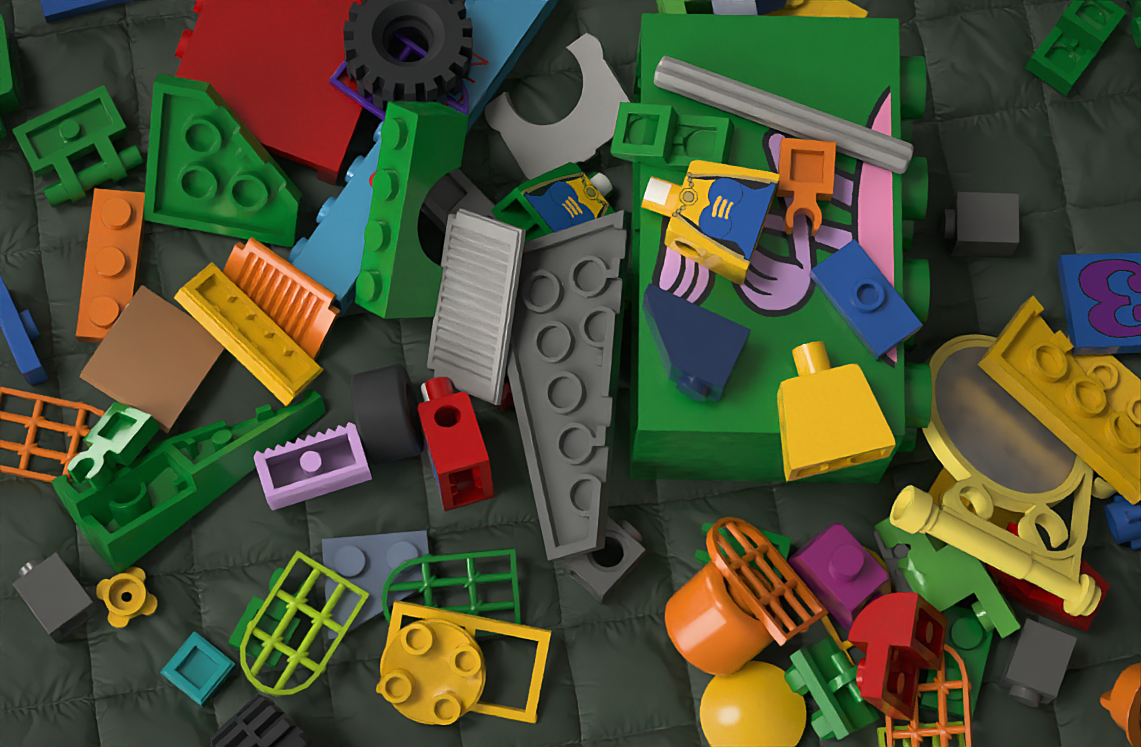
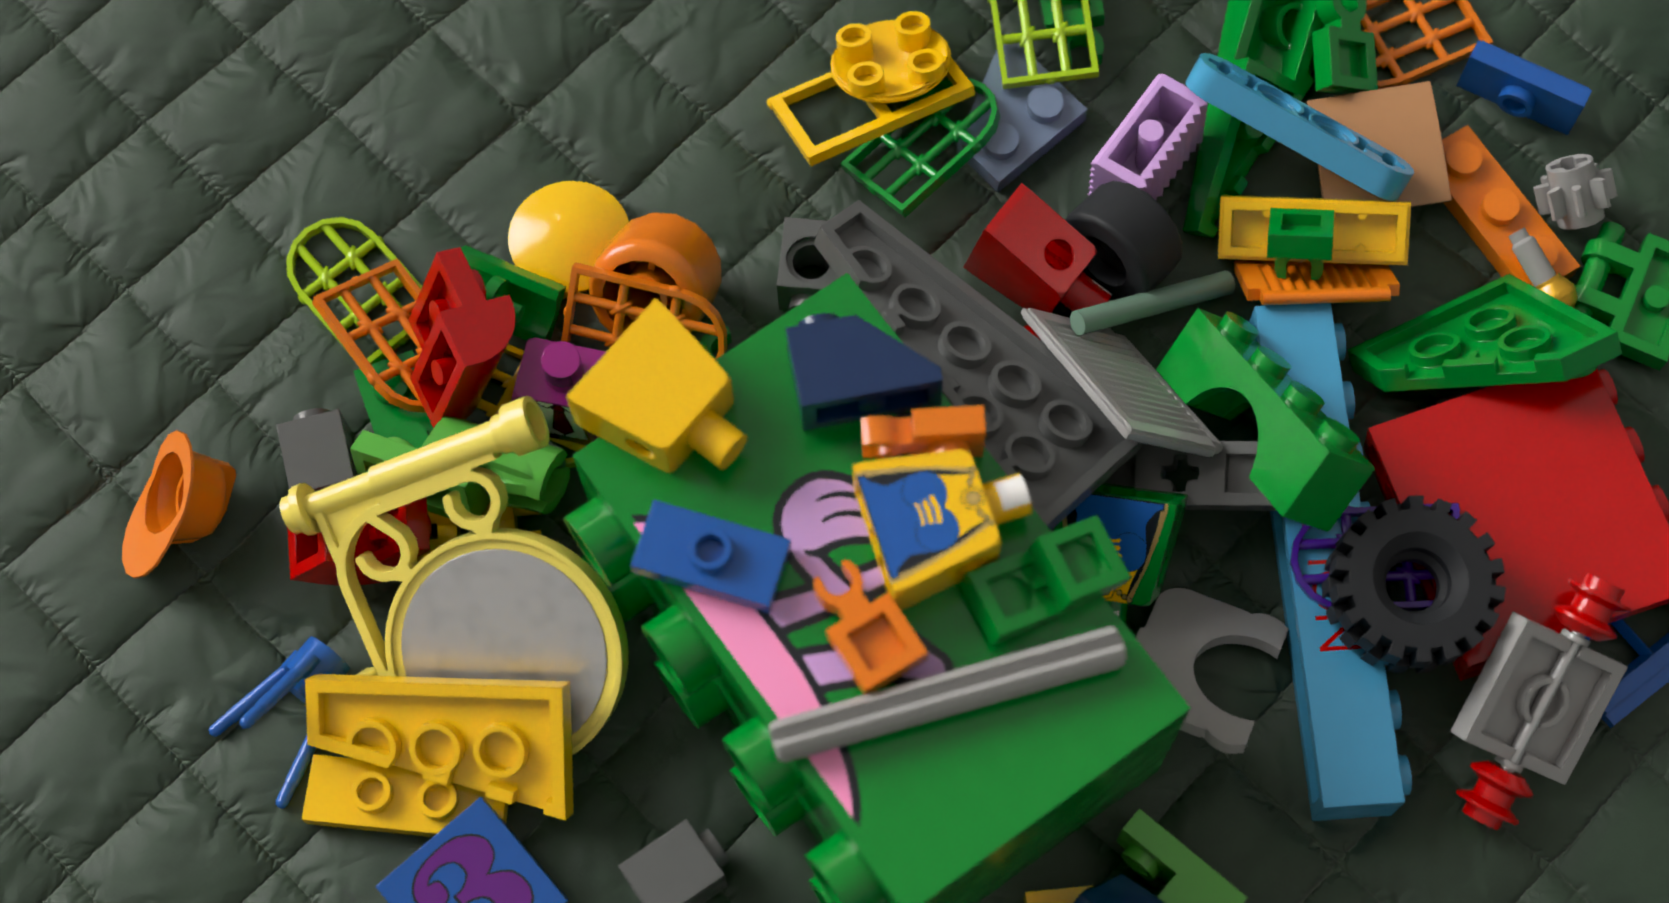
camera: 150 degrees right, 5 degrees down
(54, 233) = (1575, 191): none -> light grey gear
(132, 182) = (1539, 268): none -> light grey piece
(230, 448) = (1299, 127): none -> dark azure beam
(271, 320) = (1300, 236): none -> green tile
(412, 360) = (1152, 302): none -> sand green bar
(670, 264) = (925, 432): none -> orange plate

